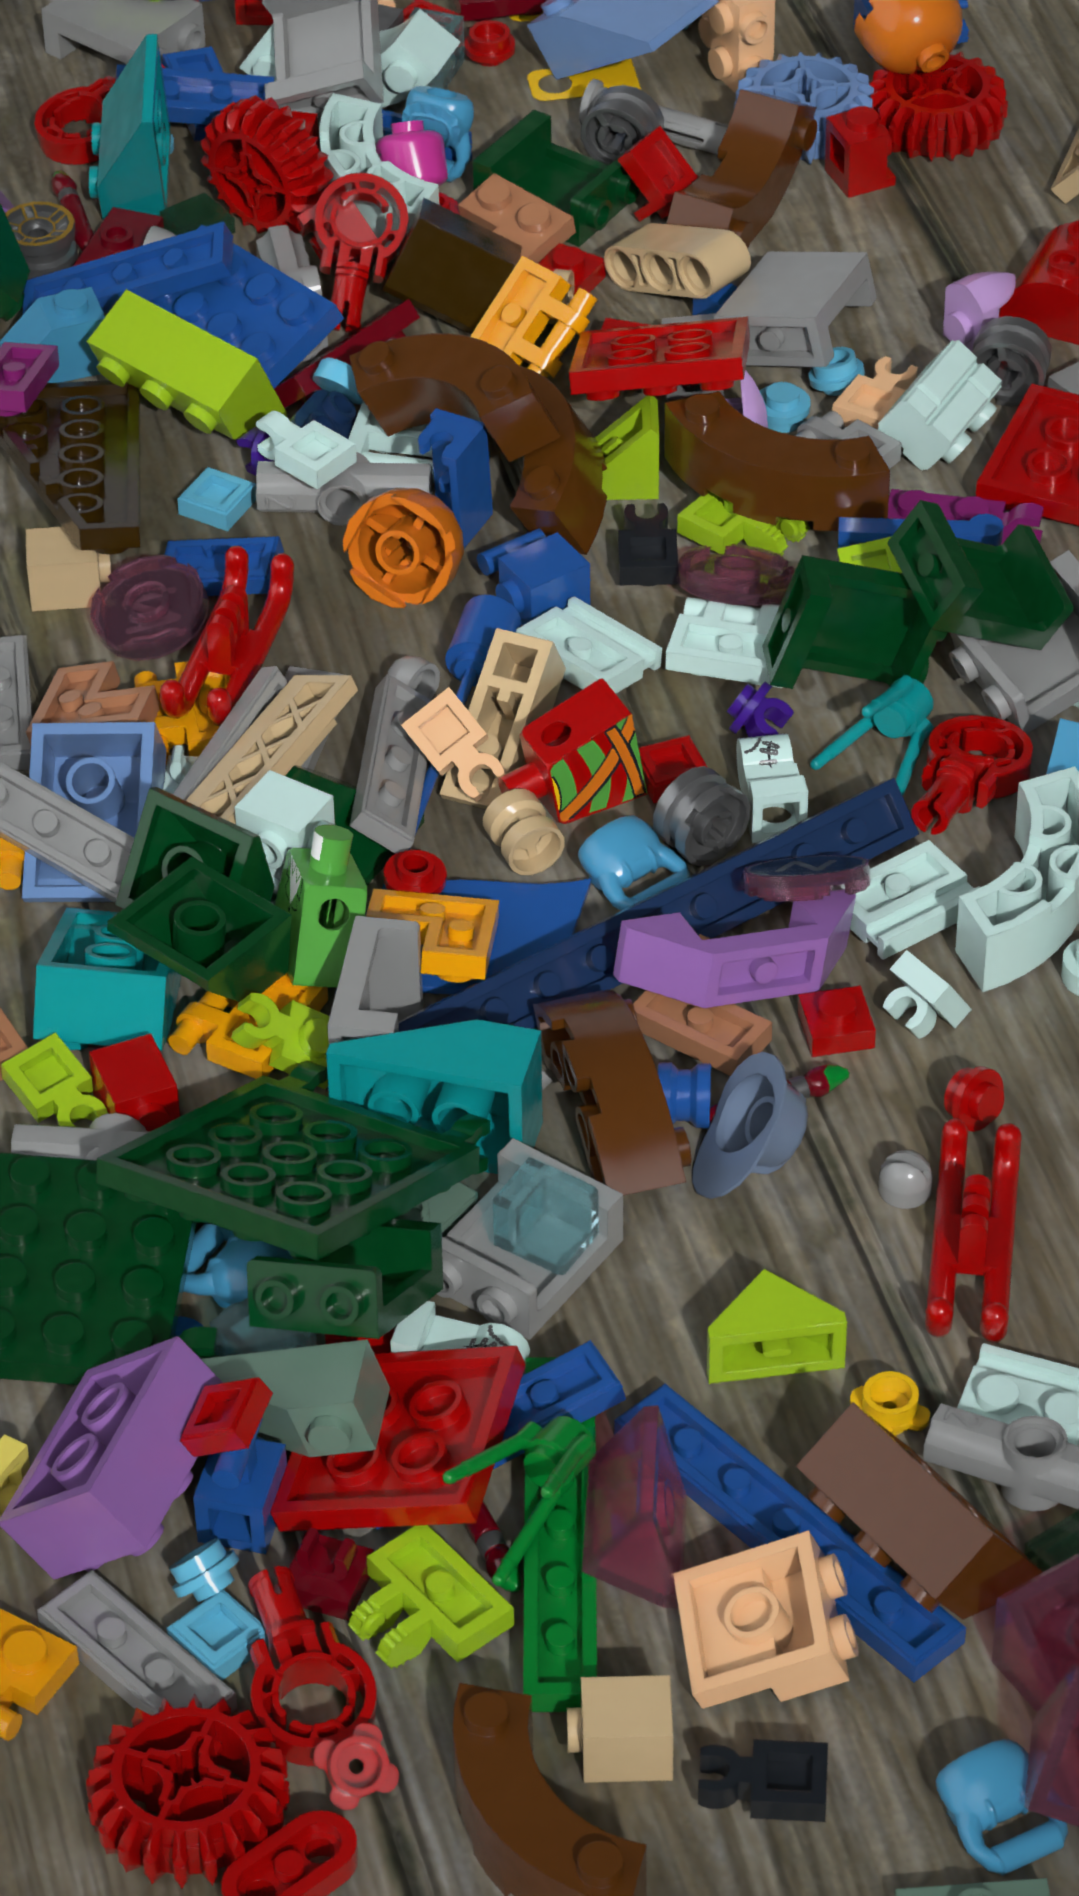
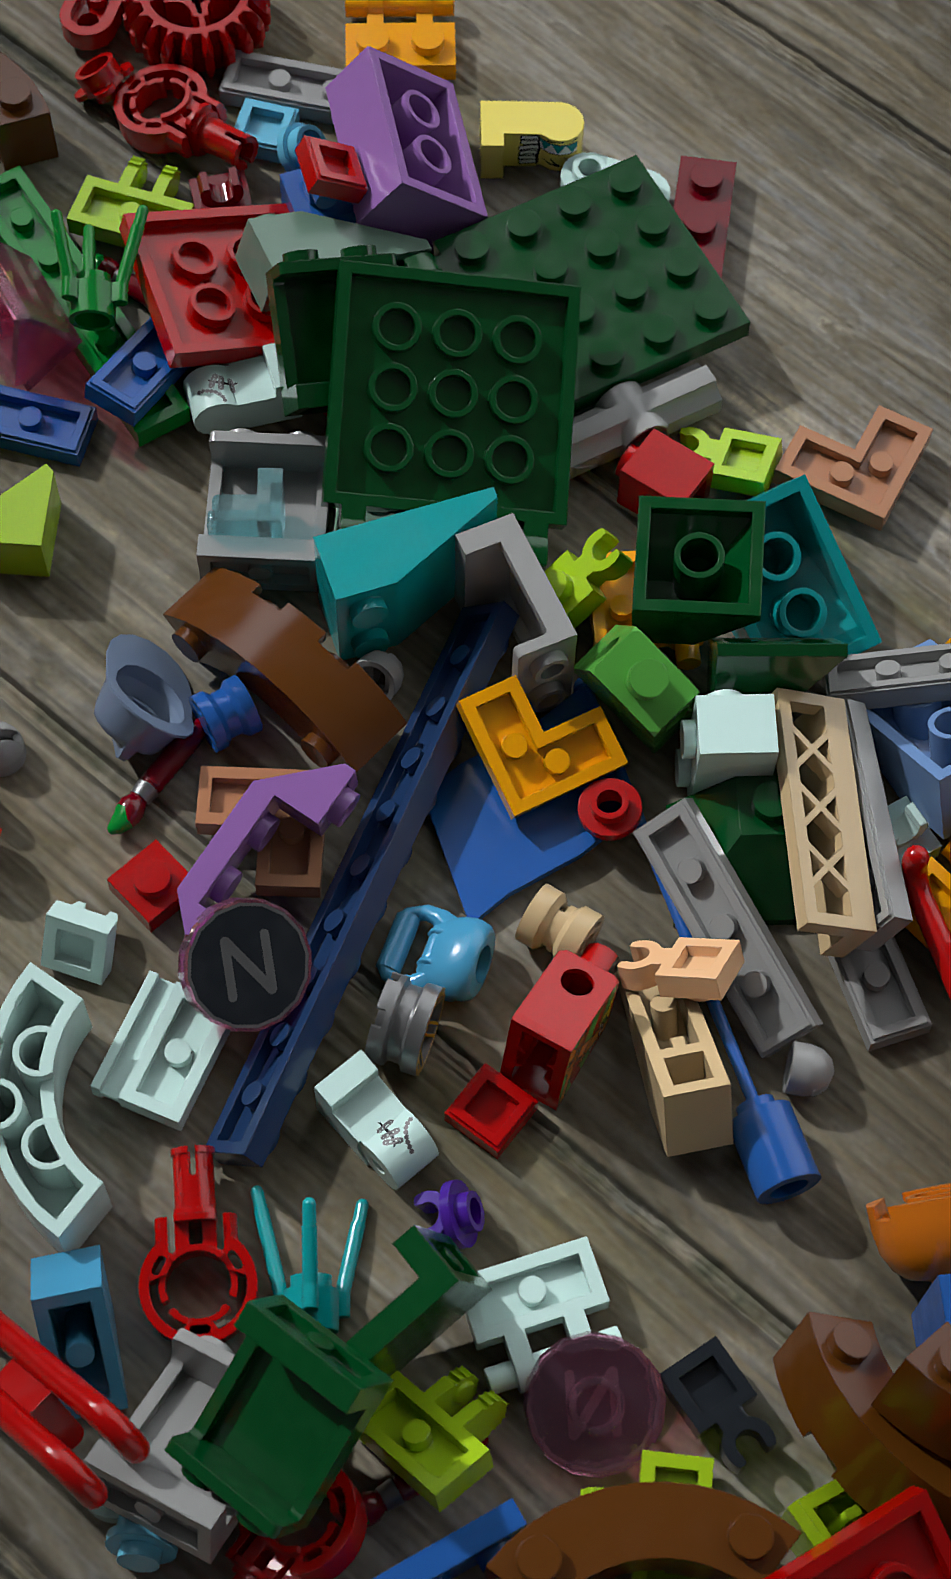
camera: 145 degrees right, 20 degrees up
(537, 573) = (783, 1276): blue brick -> none
(595, 645) = (672, 1212): light aqua plate -> none

